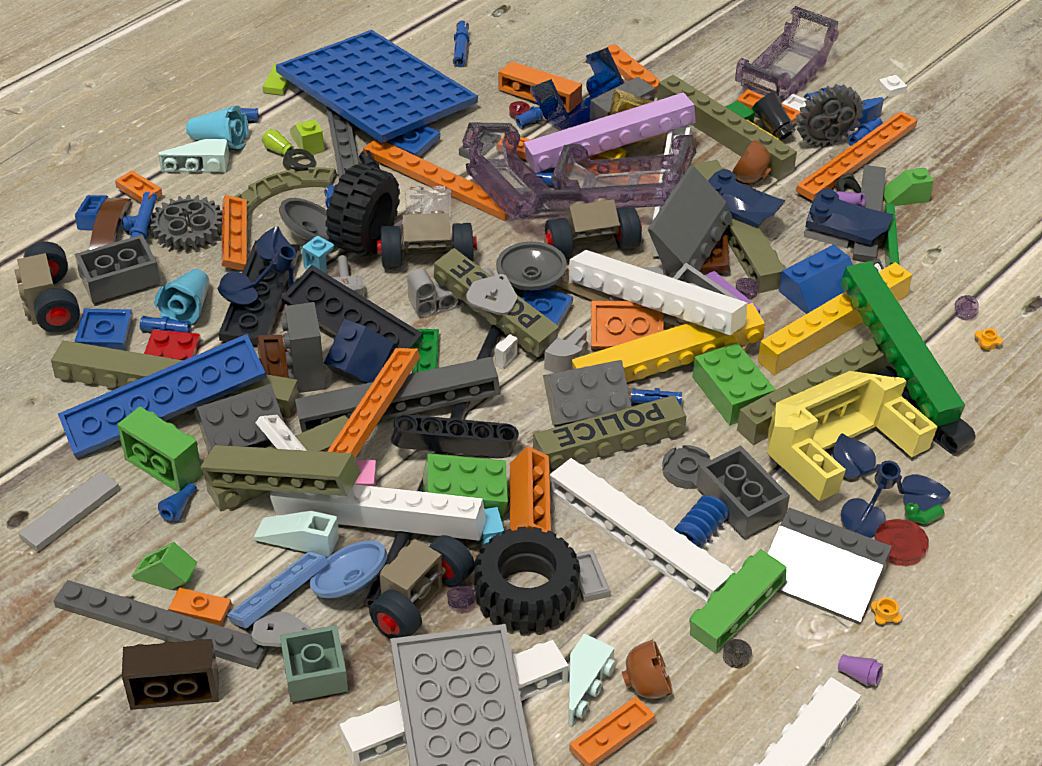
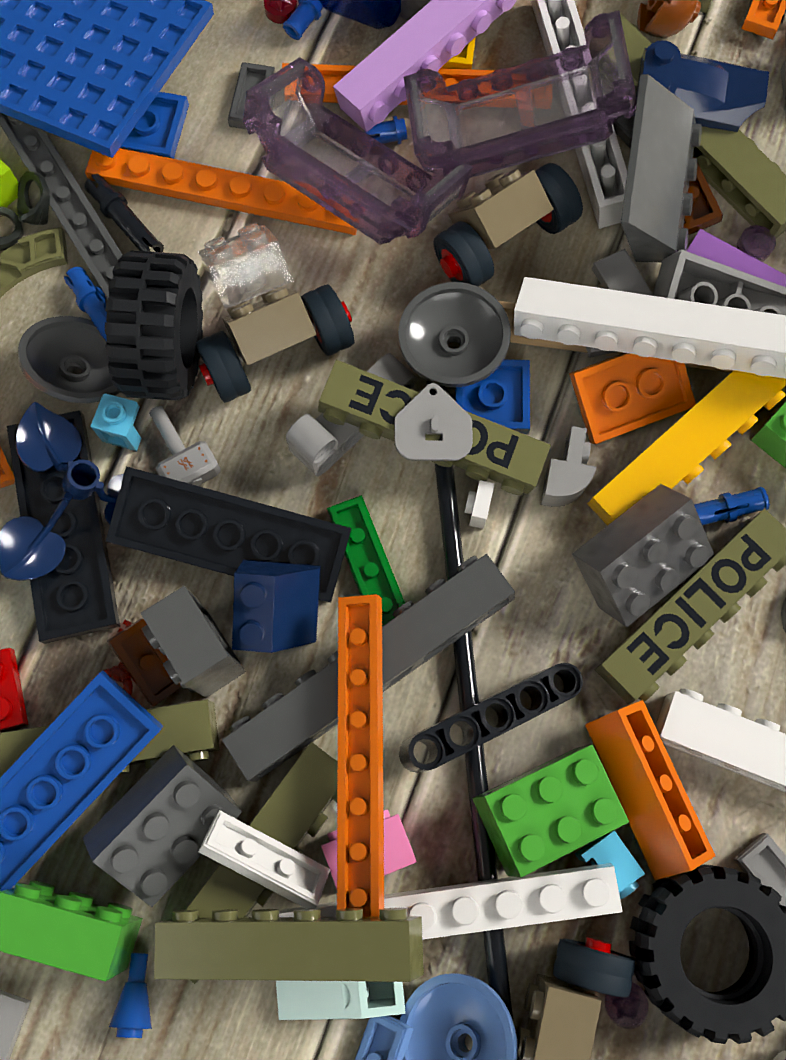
camera: 20 degrees left, 30 degrees up
(325, 158) = (26, 213): none -> pearl dark grey piece

